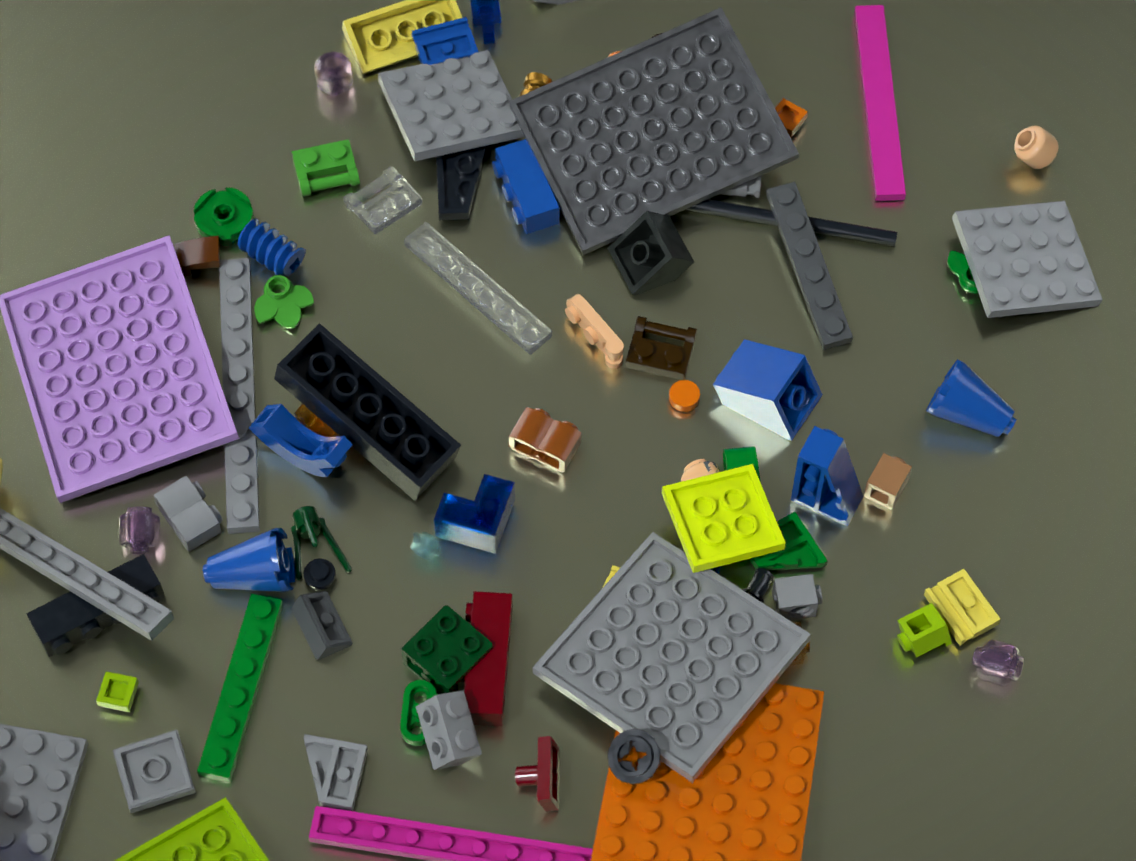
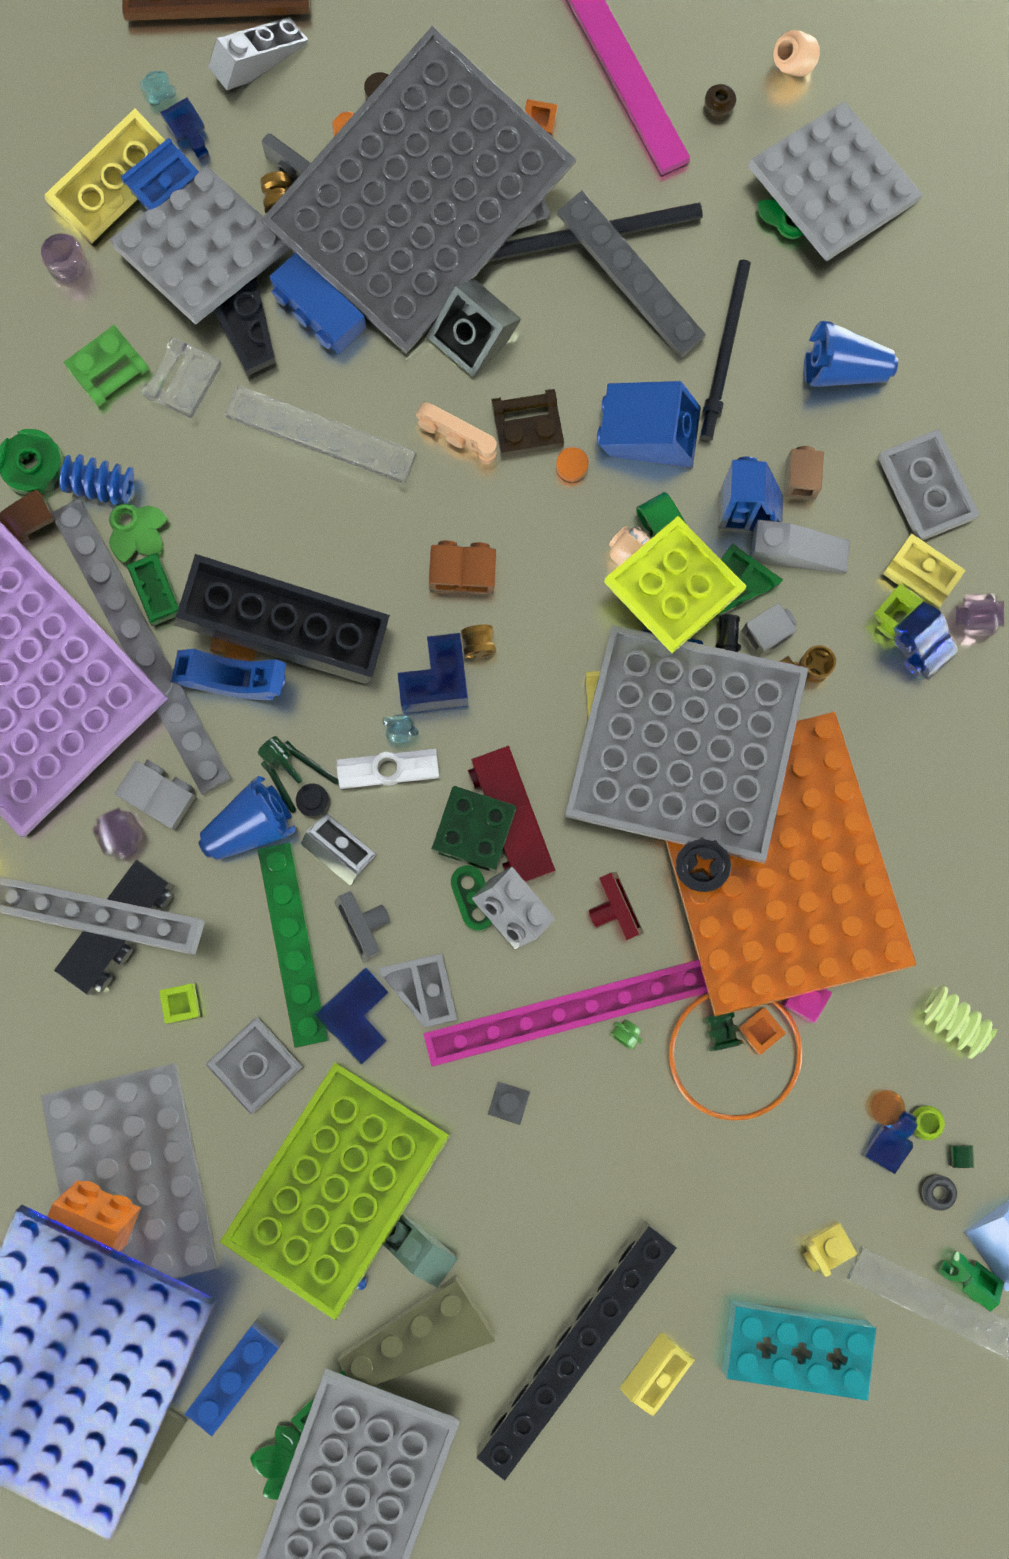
camera: 25 degrees left, 20 degrees up
(254, 764) = (345, 1015): none -> clear blue plate
(272, 348) = (153, 589): none -> green plate
(308, 692) = (361, 924): none -> dark grey tile
(416, 580) = (365, 770): none -> white piece
(529, 503) = (478, 641): none -> pearl gold wheel
(553, 63) = (283, 156): none -> dark grey plate
(827, 636) = (822, 660): none -> pearl gold wheel
(833, 396) = (713, 405): none -> black bar
(854, 540) = (798, 547): none -> light grey slope
(932, 660) = (925, 641): none -> clear blue brick
(951, 166) = (717, 107): none -> dark brown plate
(999, 536) = (928, 485): none -> light grey plate

